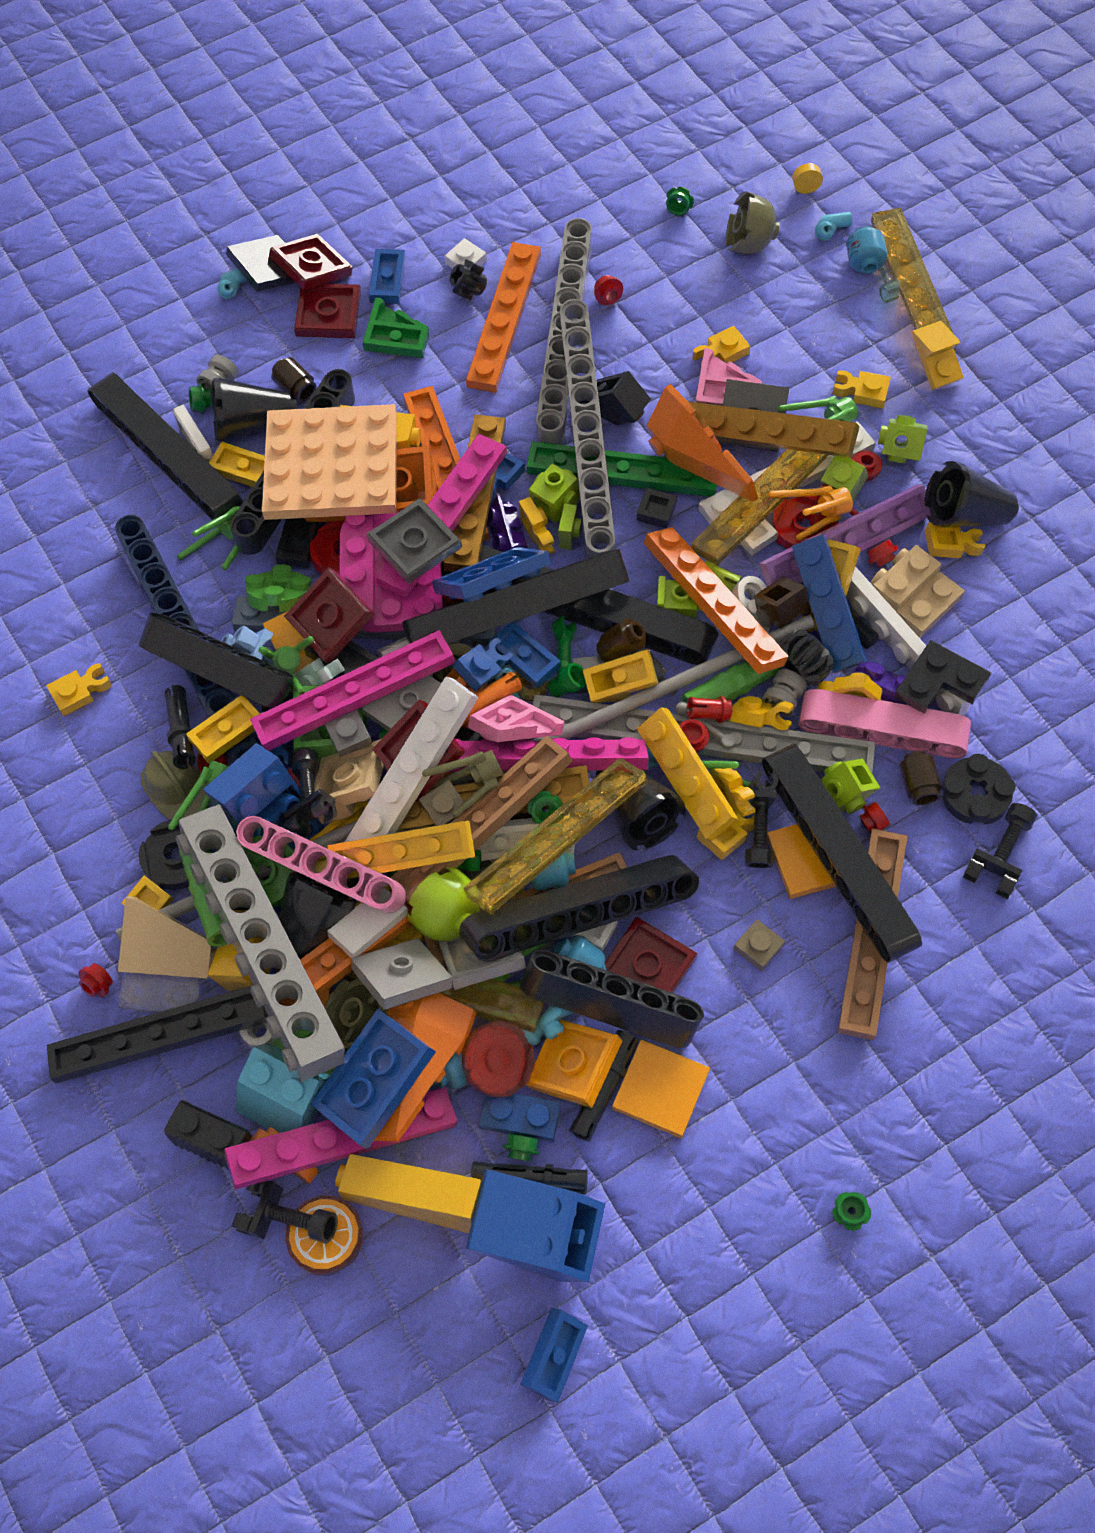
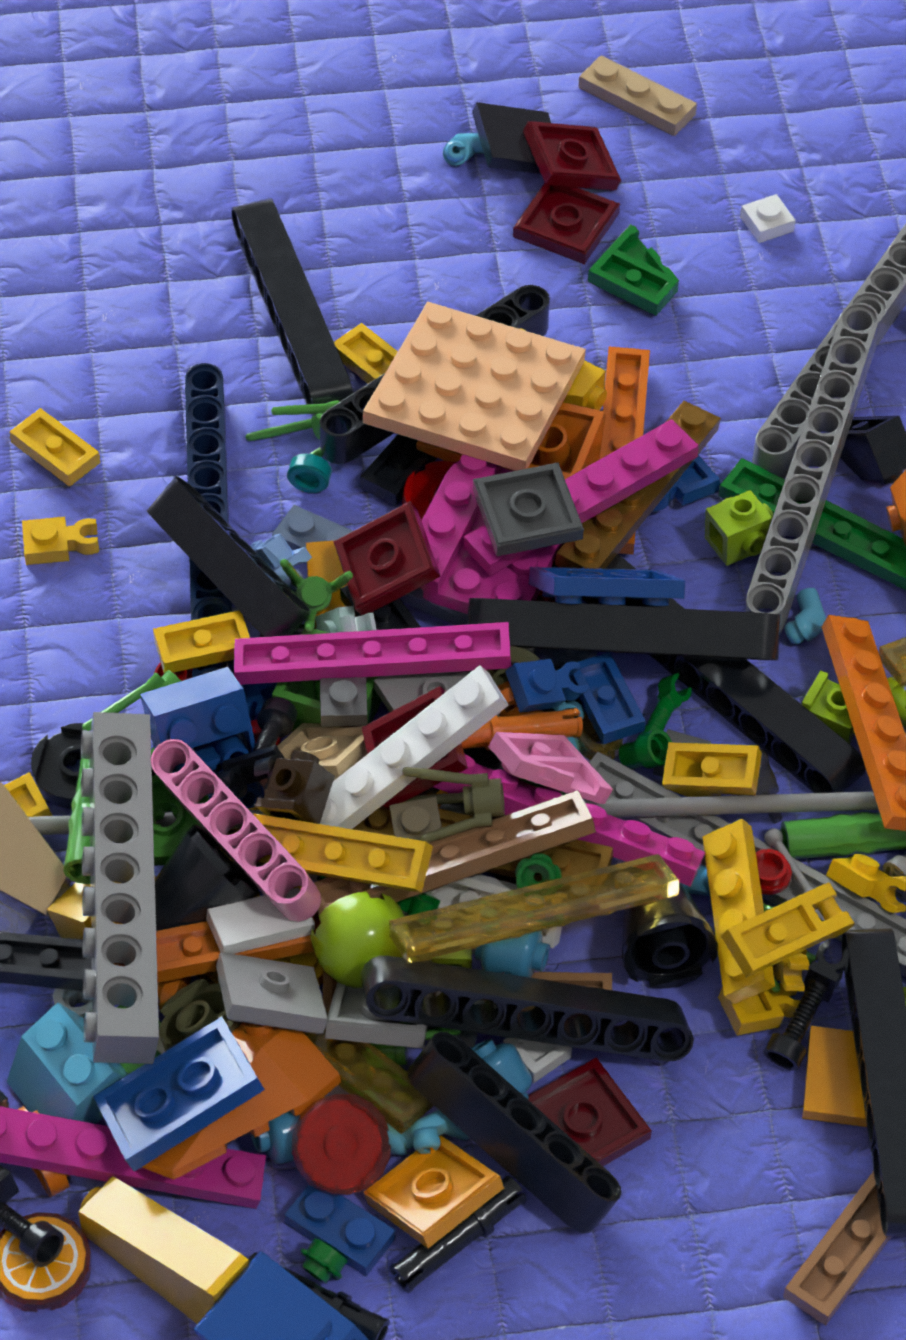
camera: 20 degrees right, 10 degrees down
(43, 620) = (54, 447): none -> yellow plate
(169, 785) = (110, 675): olive piece -> none
(179, 726) = (154, 615): black pin -> none
(192, 433) = (331, 300): white tile -> none
(199, 398) = (360, 265): green plate -> none
(217, 367) = (392, 248): light grey wheel -> none
(236, 568) = (309, 473): none -> teal tile
(243, 407) = (401, 290): black cone -> none
(276, 588) = (339, 509): bright green plate -> none
(293, 379) = (482, 281): dark brown brick -> none
(333, 199) = (637, 95): none -> tan plate
(350, 816) = (297, 789): none -> dark brown brick
(387, 275) = (659, 204): blue plate -> none
(468, 279) = (755, 243): black gear -> none
(502, 520) = (660, 537): dark purple hinge -> none
(503, 317) = (781, 303): orange plate -> none
(534, 522) = (698, 553): yellow plate -> none
(569, 527) = (737, 574): lime plate -> none
(621, 640) = (736, 726): dark brown brick -> none
(630, 536) = (809, 620): none -> medium azure arm
(656, 508) = (861, 593): black plate -> none
(661, 1088) = (527, 1269): light orange tile -> none
(710, 708) = (806, 848): red pin -> none
(731, 777) = (786, 930): none -> yellow plate
(759, 945) = (735, 1154): dark tan plate -> none

